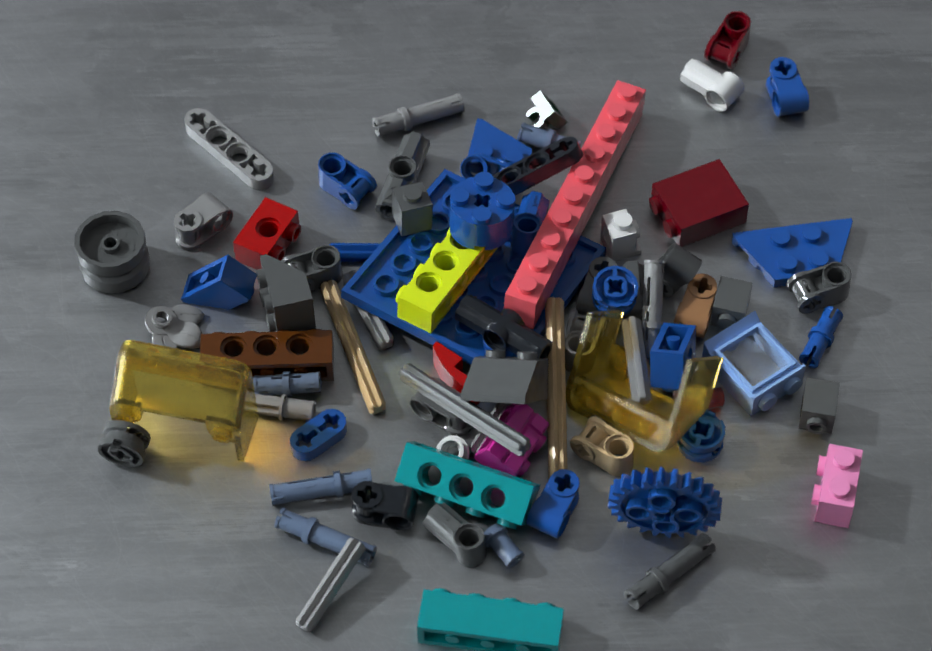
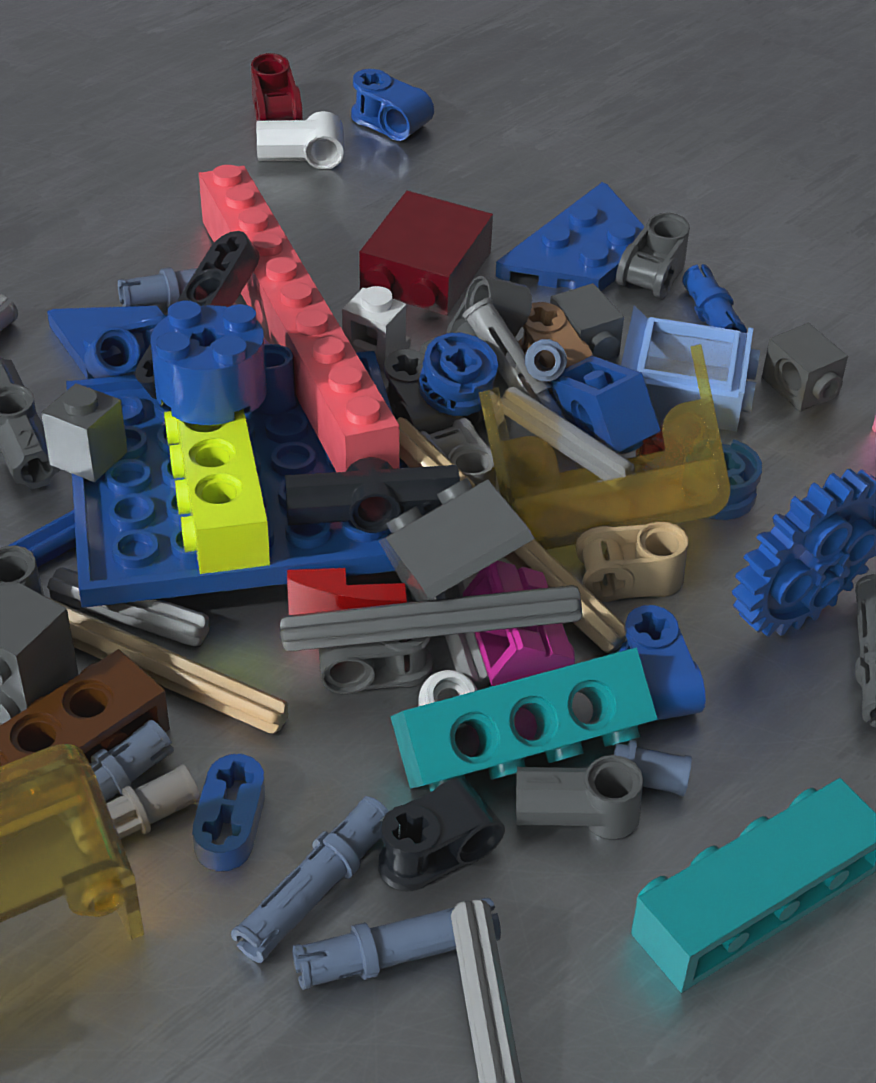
camera: 45 degrees left, 10 degrees down
(547, 112) = (132, 255): tile -> none
(662, 313) = (533, 363): none -> sand blue pin

